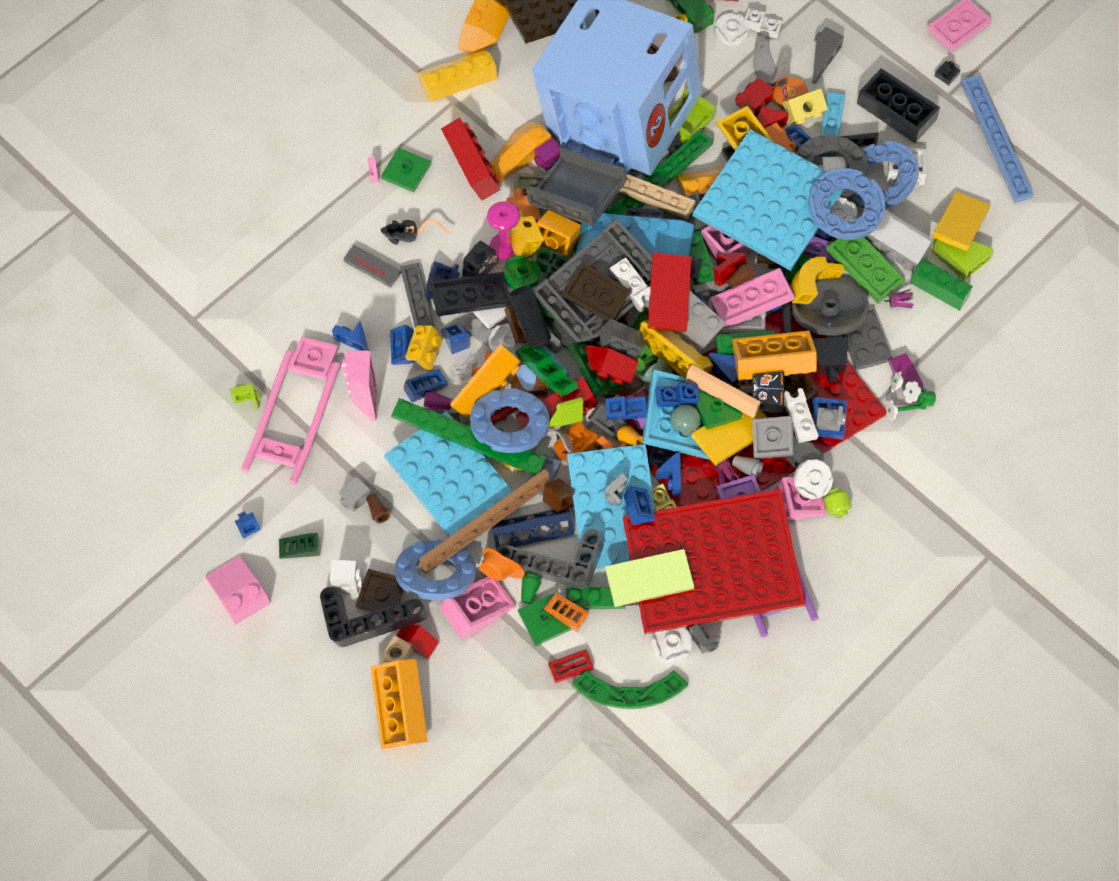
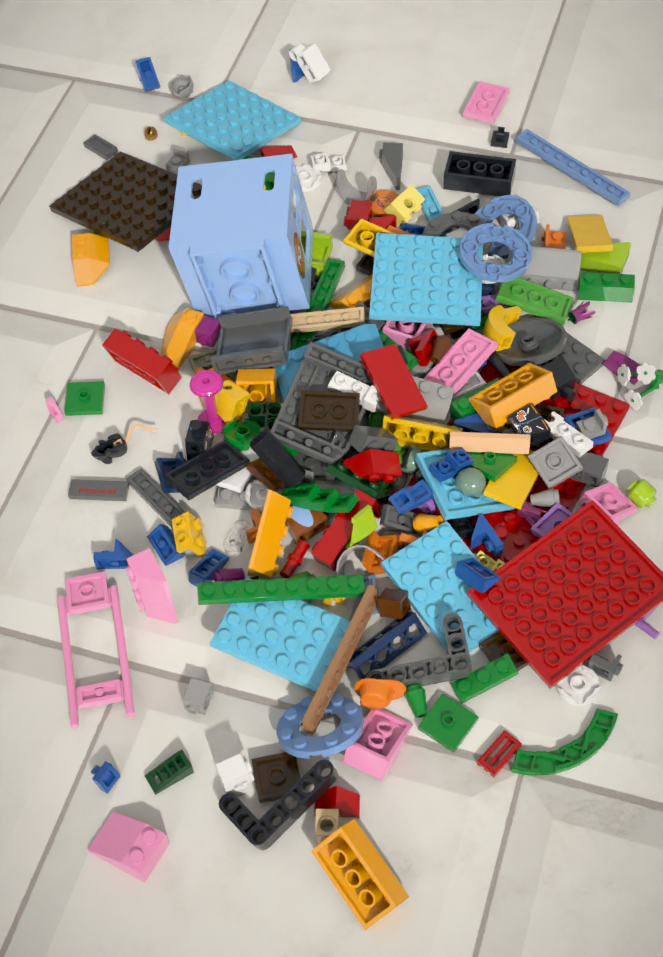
camera: 25 degrees left, 10 degrees down
(244, 393) = (37, 654): lime bracket -> none
(378, 510) = (228, 699): reddish brown cone -> none
(456, 338) = (214, 514): blue slope -> none
(458, 75) = (89, 304): yellow slope -> none
(507, 441) = (319, 575): medium blue plate -> none
(570, 606) = (466, 711): orange slope -> none
(618, 487) = (445, 574): light grey bracket -> none
(649, 578) = (526, 633): yellowish green tile -> none
(813, 479) = (611, 481): white tile -> none
(924, 213) = (553, 239): none -> orange bracket

